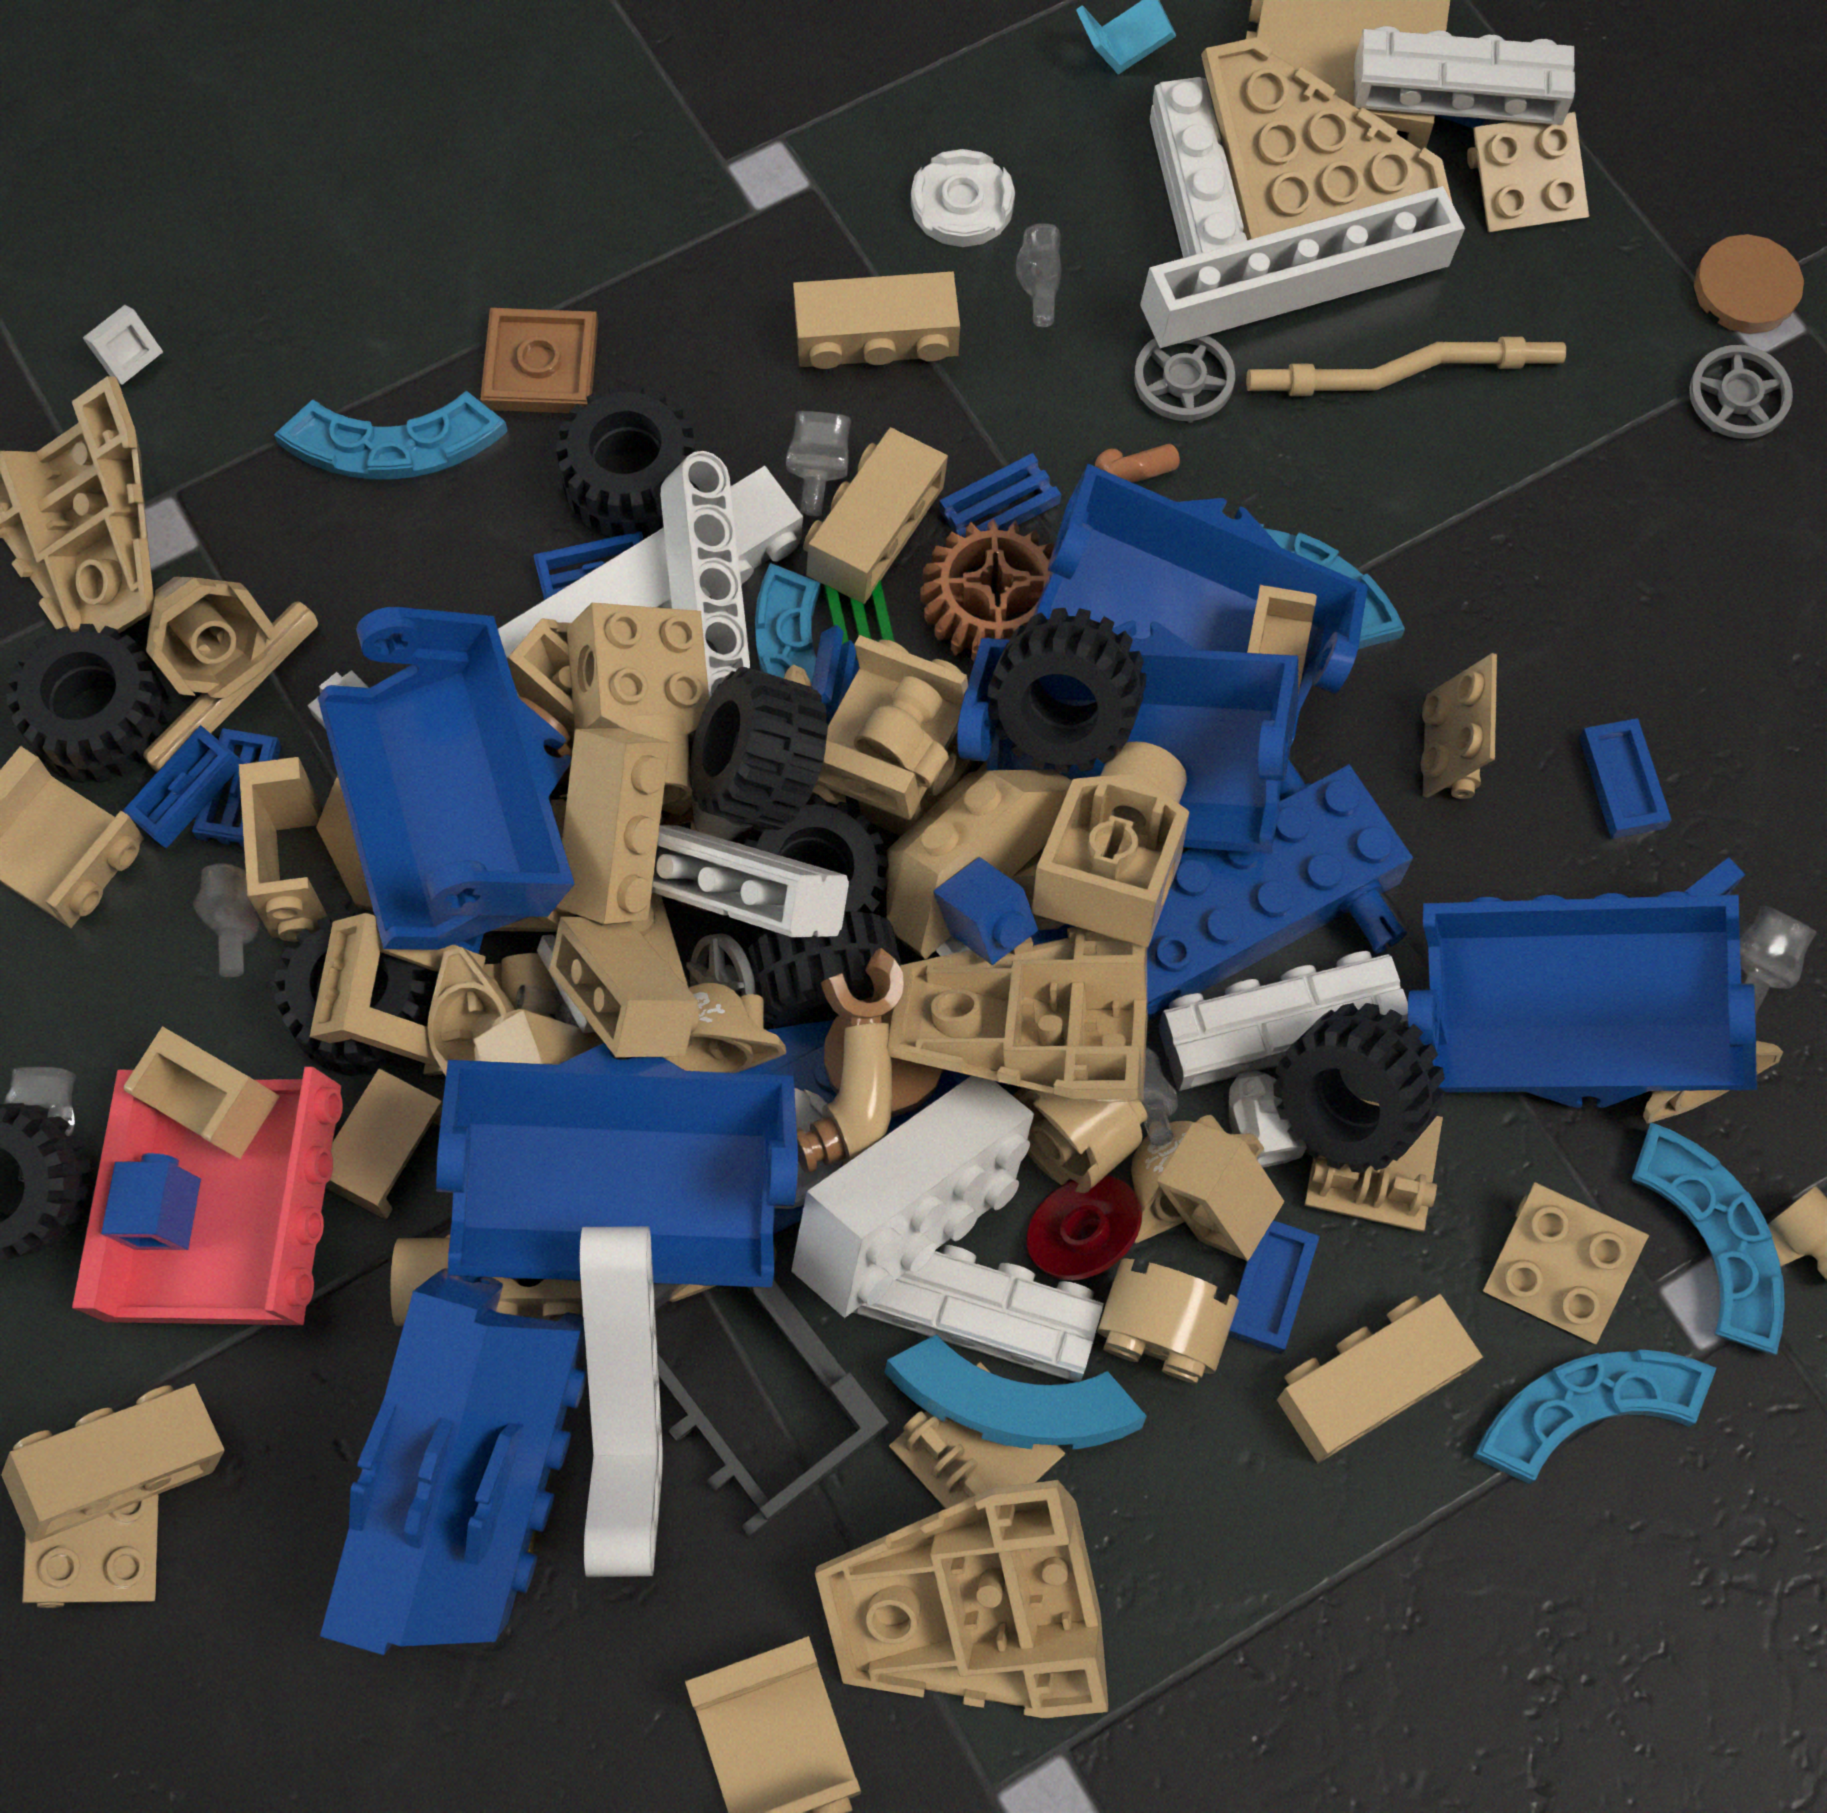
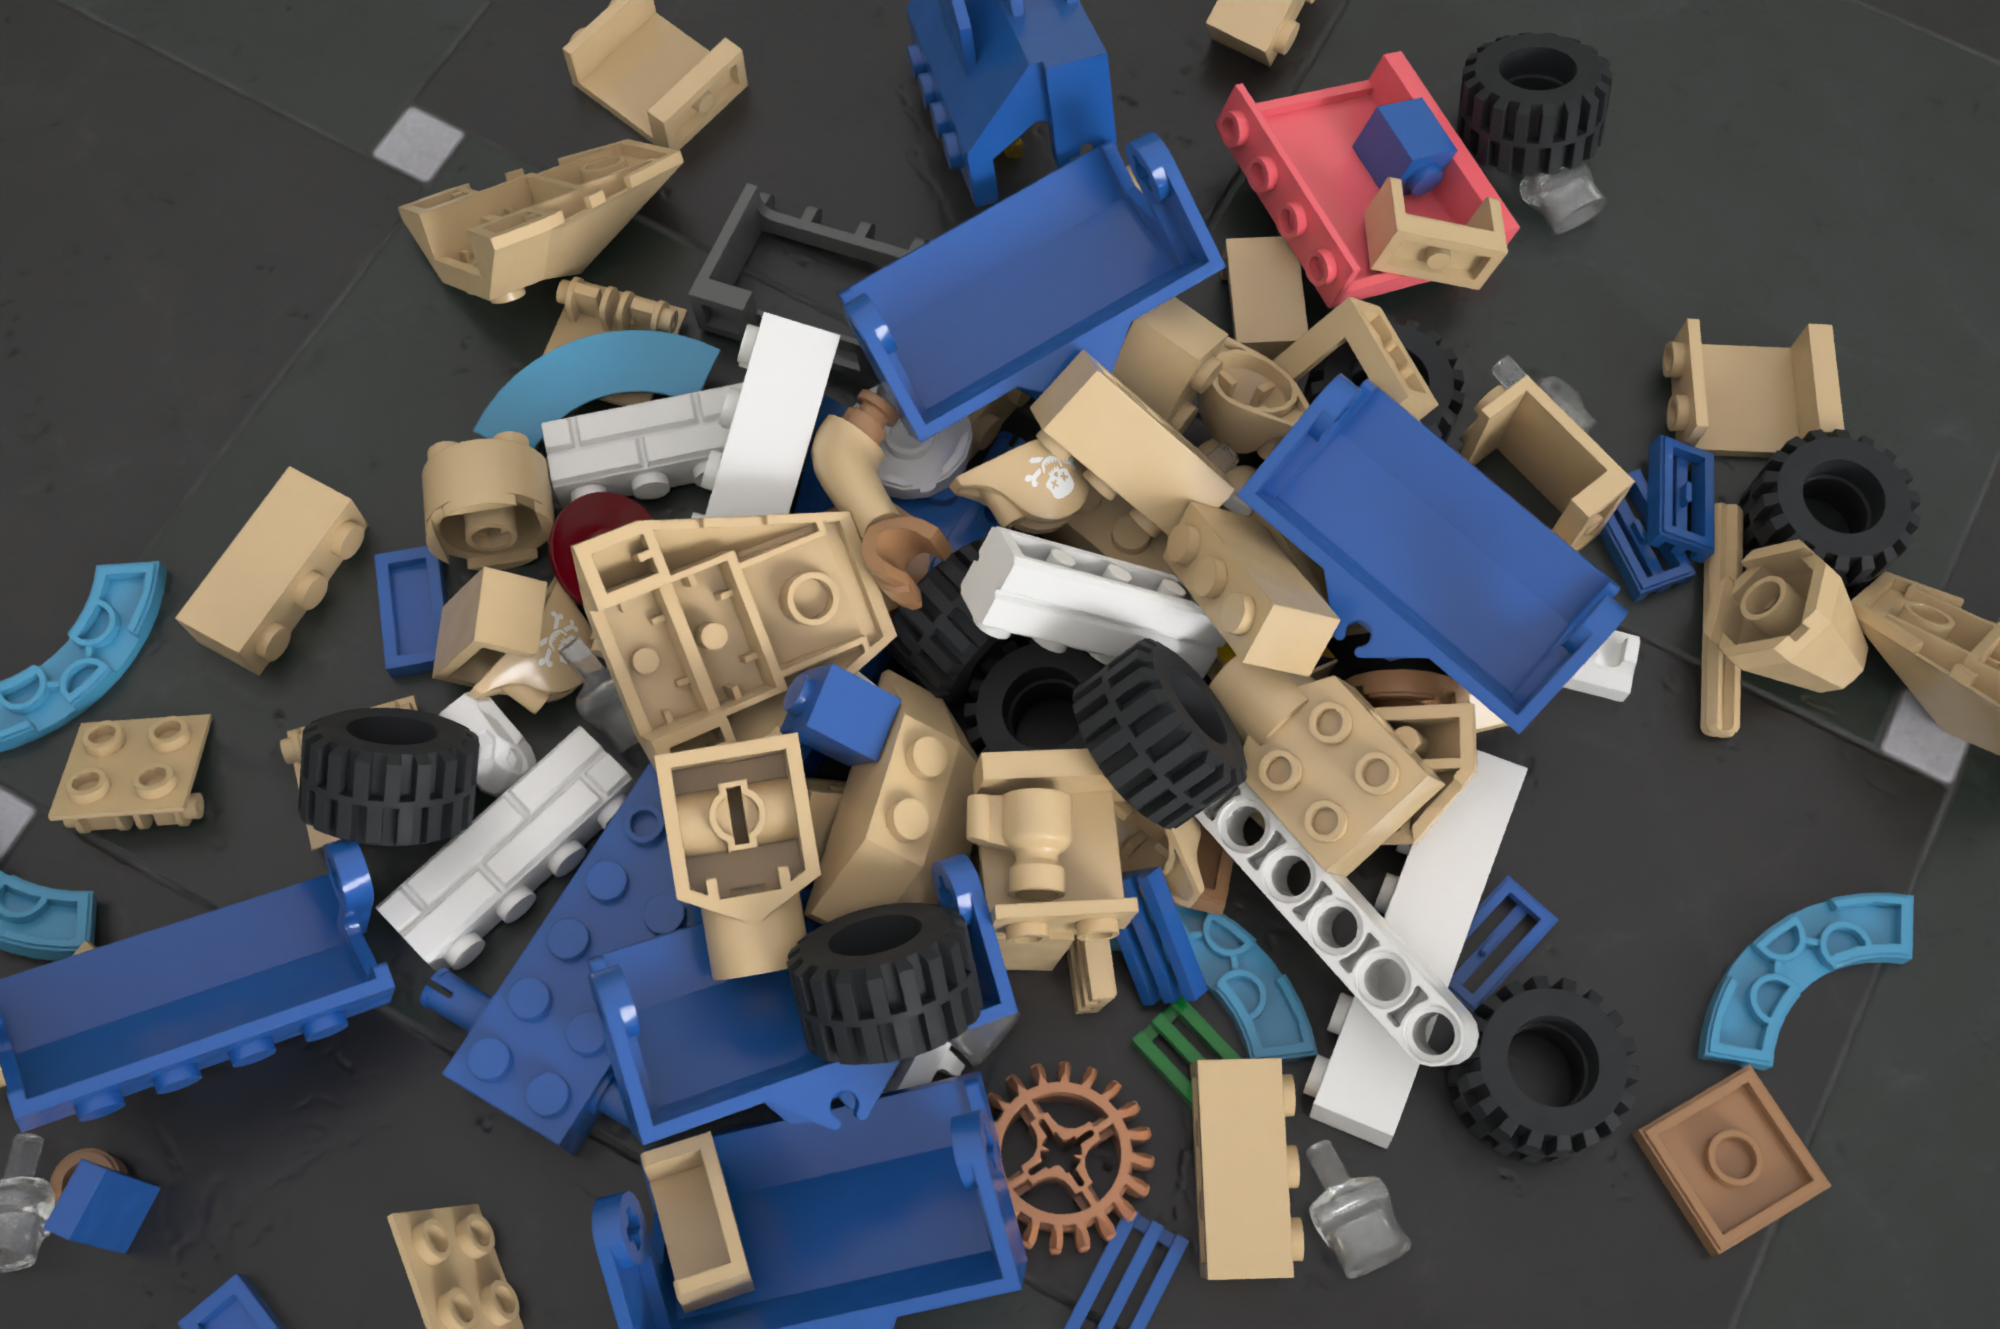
camera: 150 degrees right, 0 degrees up
(623, 1401) = (891, 179): white beam -> none

